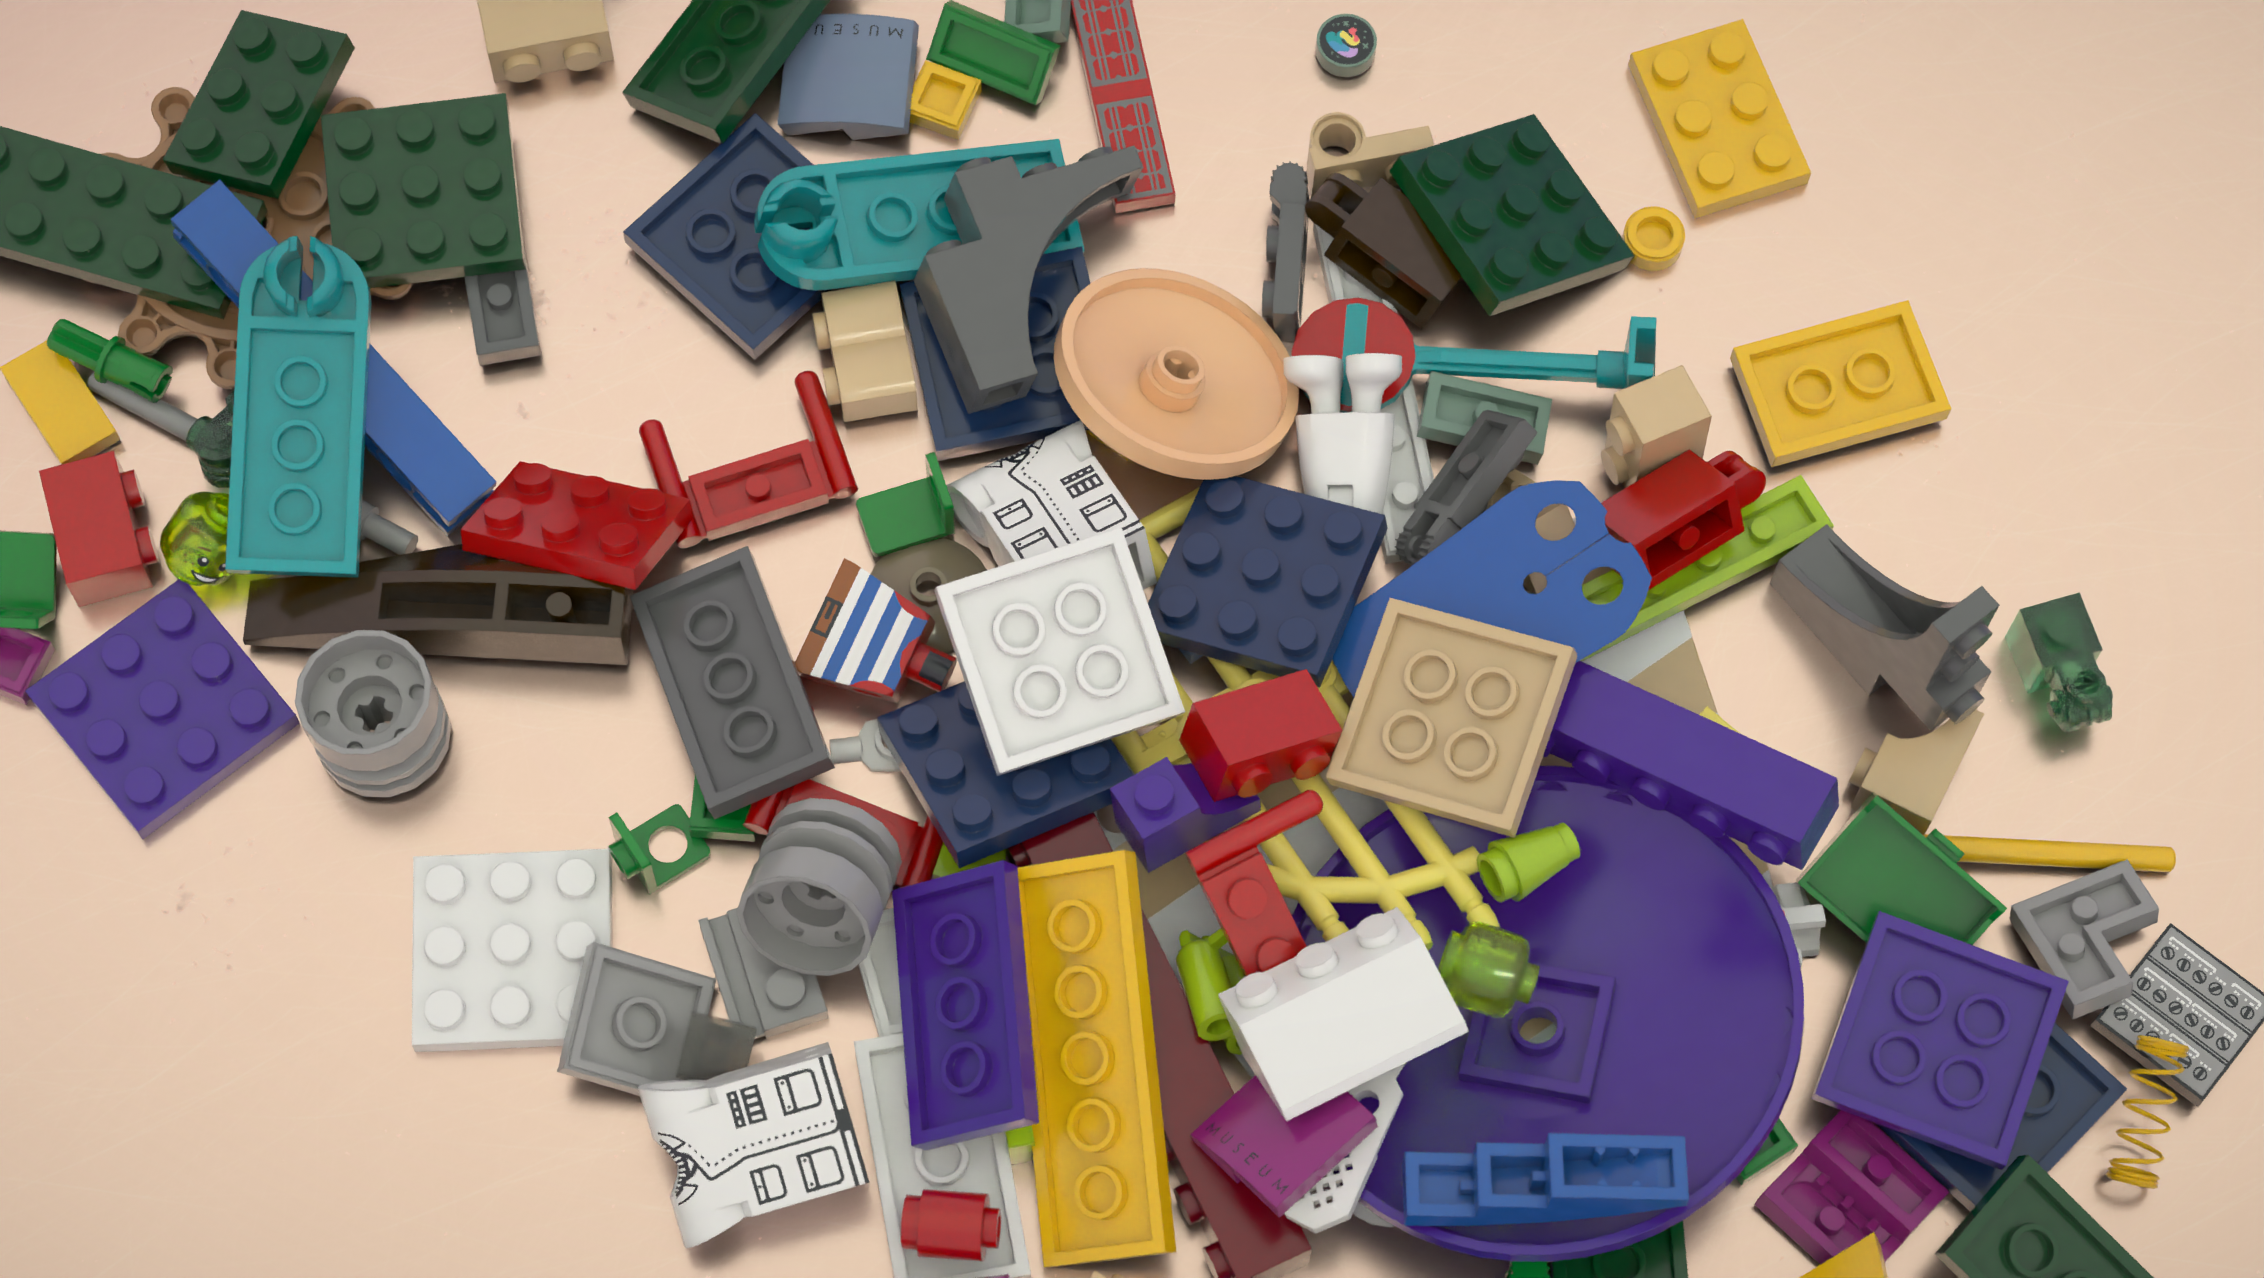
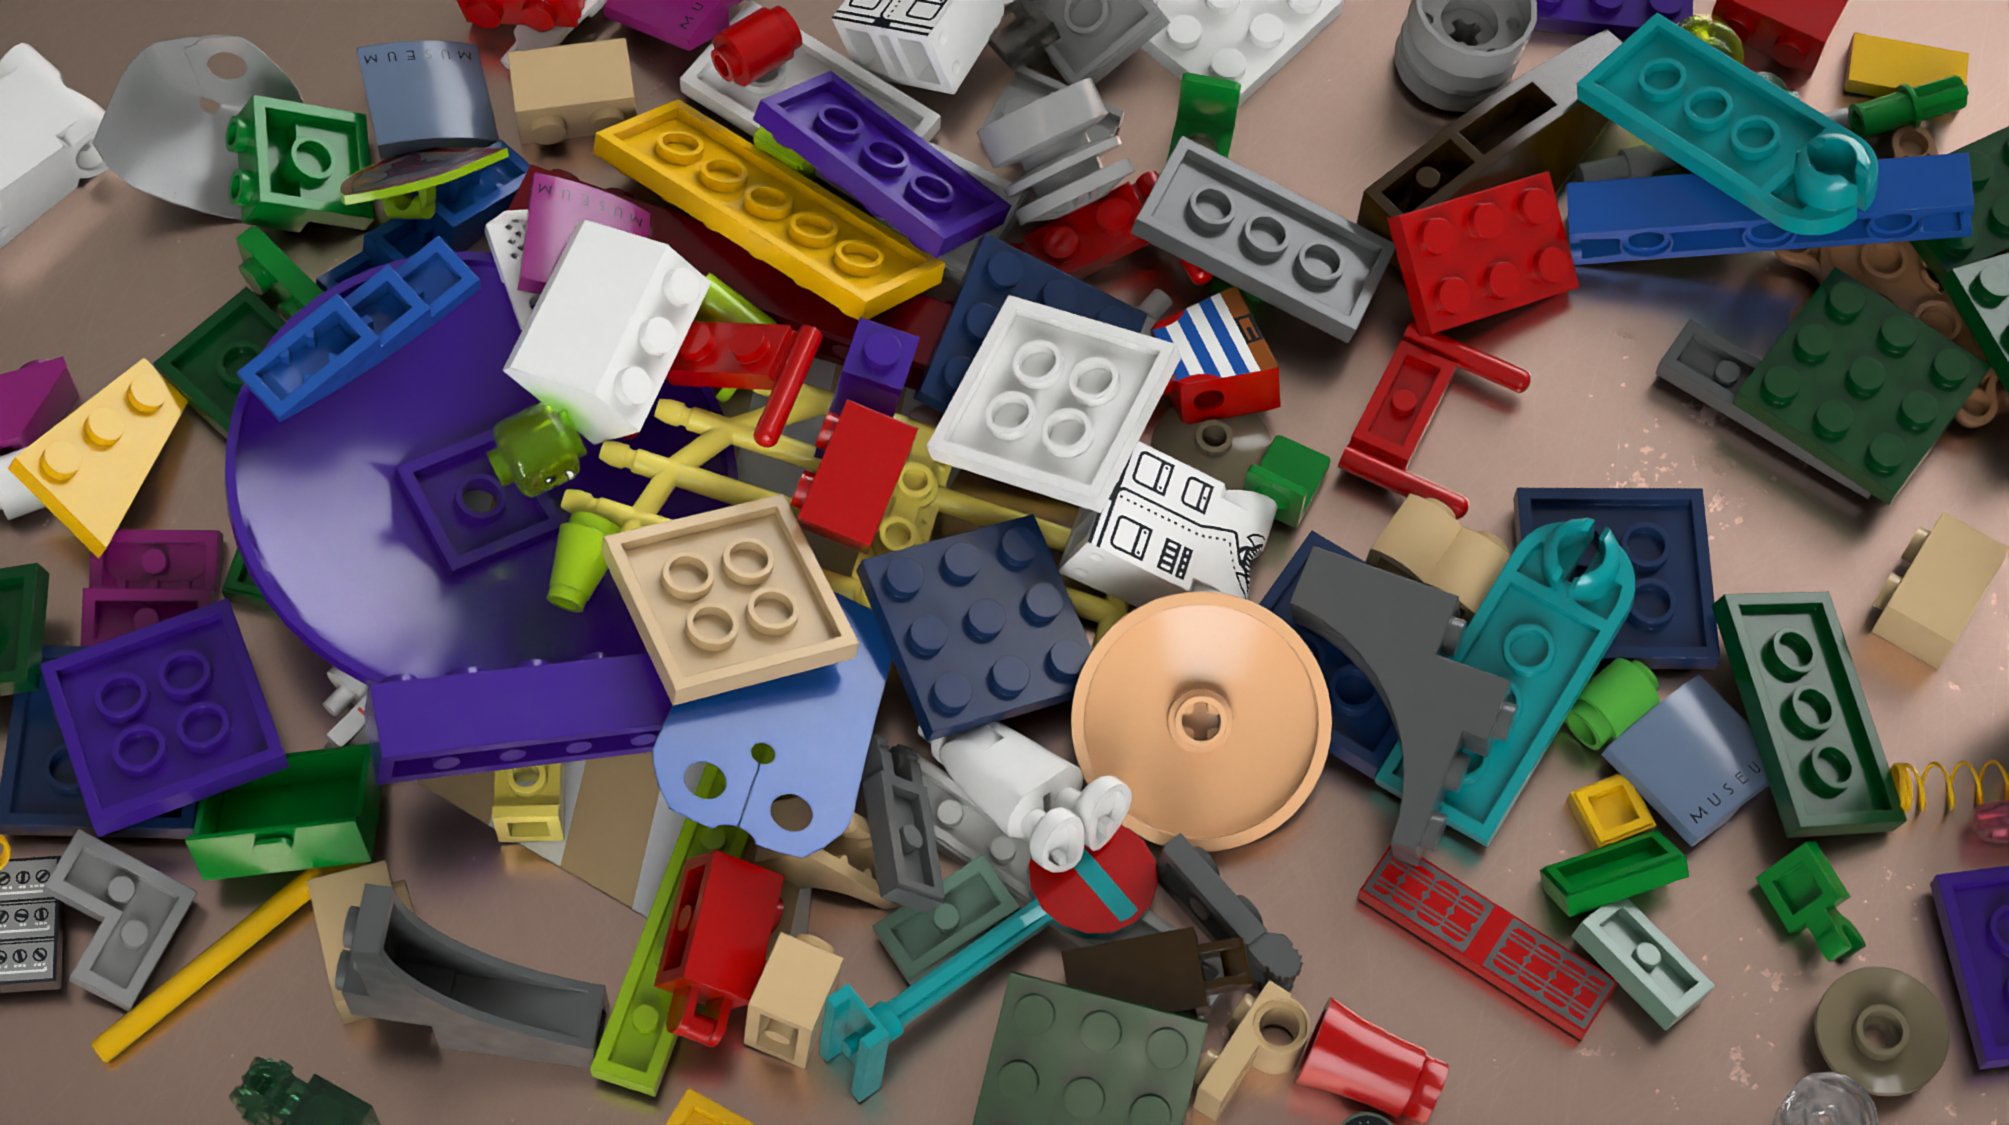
camera: 135 degrees right, 5 degrees down
(859, 142) = (1613, 702): none -> bright green brick
(1294, 76) = (1370, 1065): none -> red plant

